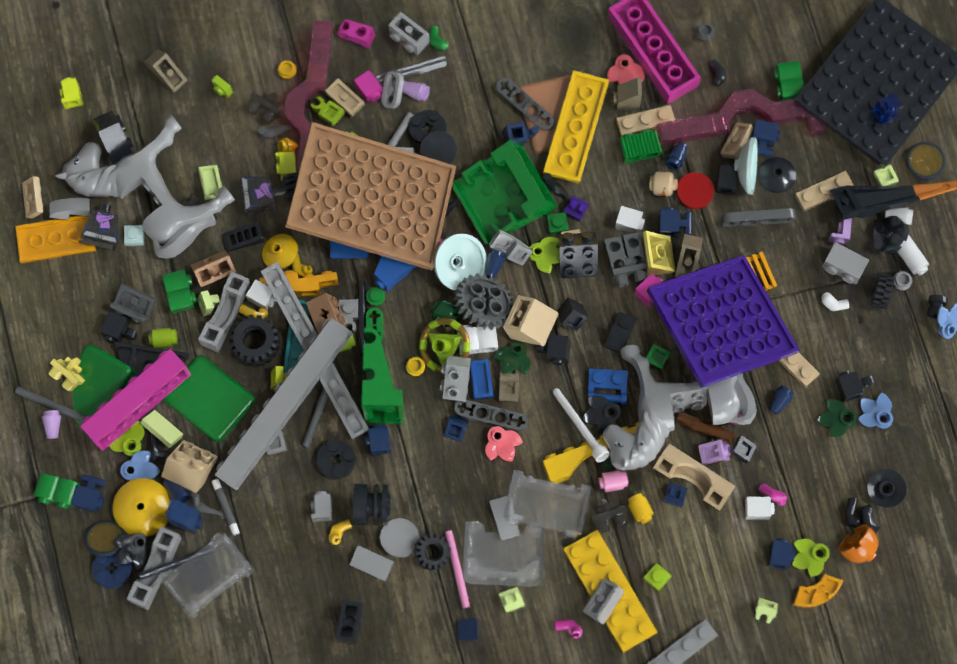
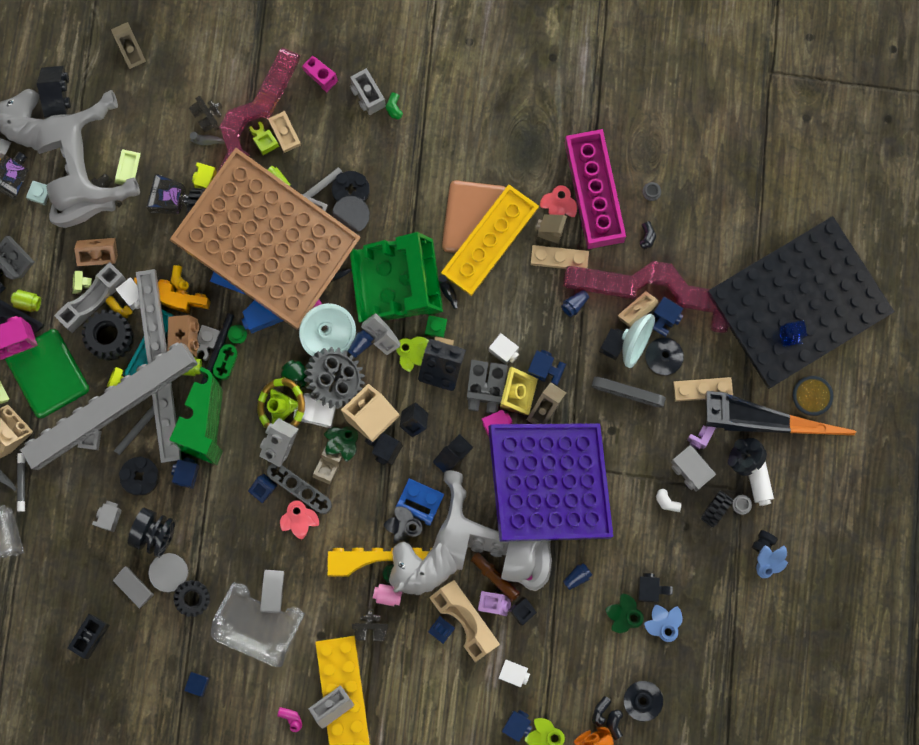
camera: 20 degrees right, 5 degrees up
(70, 93) = (32, 35): neon yellow brick -> none
(178, 291) = (57, 261): green brick -> none
(221, 86) = (173, 80): lime plate -> none
(245, 243) = (153, 226): black slope -> none
(285, 255) = (170, 262): yellow dish -> none
(286, 69) = (241, 85): yellow plate -> none
(286, 145) = (212, 159): yellow plate -> none
(337, 531) = (113, 544): yellow arm -> none
(368, 87) = (310, 130): dark pink brick -> none
(392, 90) = (331, 140): light grey plate -> none
(415, 366) = (248, 415): yellow plate -> none
(416, 68) = (357, 127): axle -> none
(416, 90) = (354, 149): lavender cone -> none
(457, 570) = (210, 615): bright pink bar -> none
(481, 379) = (304, 450): blue tile -> none
(511, 599) = (248, 671): yellowish green tile -> none
(519, 133) = (431, 227): dark blue brick -> none
(527, 102) = (453, 199): dark grey beam -> none
(546, 504) = (313, 595): clear windscreen -> none
(576, 208) = (459, 318): dark purple tile -> none
(600, 452) = (382, 563): white piece -> none
(640, 146) = (543, 280): green brick -> none
(640, 508) = (402, 631): yellow brick -> none
(657, 357) = (477, 491): green plate -> none
(657, 577) = (392, 702): lime plate -> none
(663, 183) = (550, 325): tan head -> none
(695, 190) = (579, 343): red tile -> none
(755, 257) = (609, 445): light orange tile -> none
(776, 496) = (533, 666): dark pink arm -> none
(788, 79) = (712, 268): green brick -> none
(800, 369) = (609, 554): tan plate -> none
(885, 176) = (768, 397): yellowish green tile -> none
(904, 213) = (768, 440): white cone -> none

